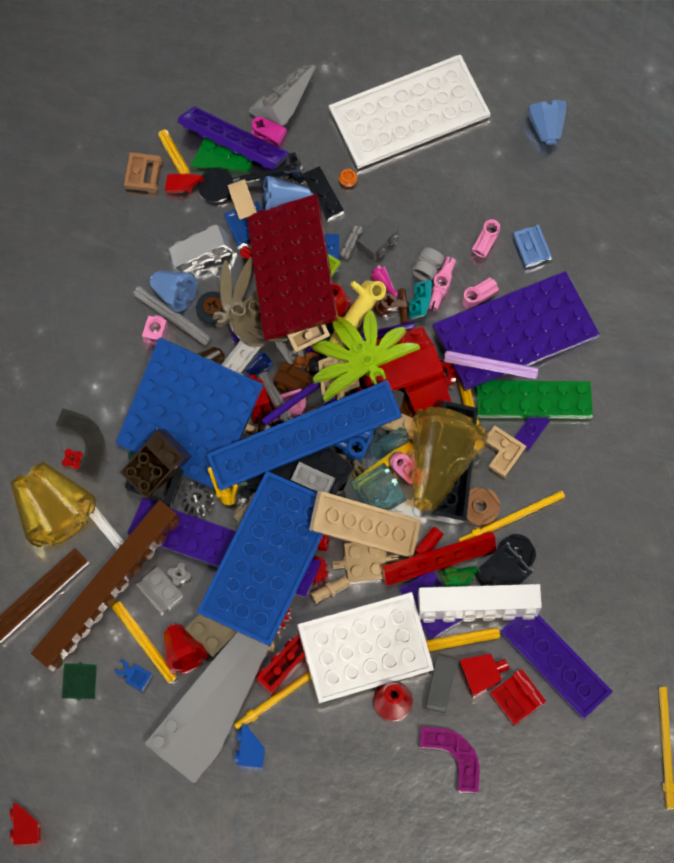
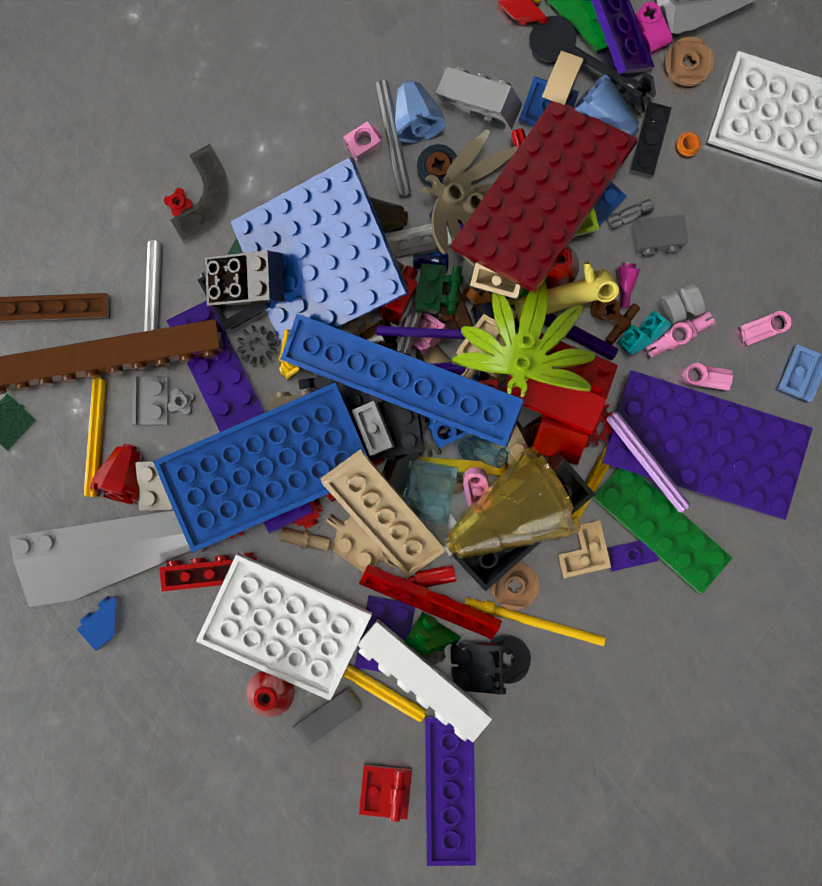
camera: 45 degrees right, 15 degrees up
(51, 505) = (113, 231): clear yellow cone -> none
(136, 677) = (60, 464): blue plate -> none
(252, 715) = (133, 592): yellow bar -> none
(272, 375) = (431, 286): none -> dark green plate
(305, 124) = (699, 52): none -> medium nougat plate
(461, 750) = (290, 788): magenta plate -> none
(482, 673) = (373, 741): red torso -> none

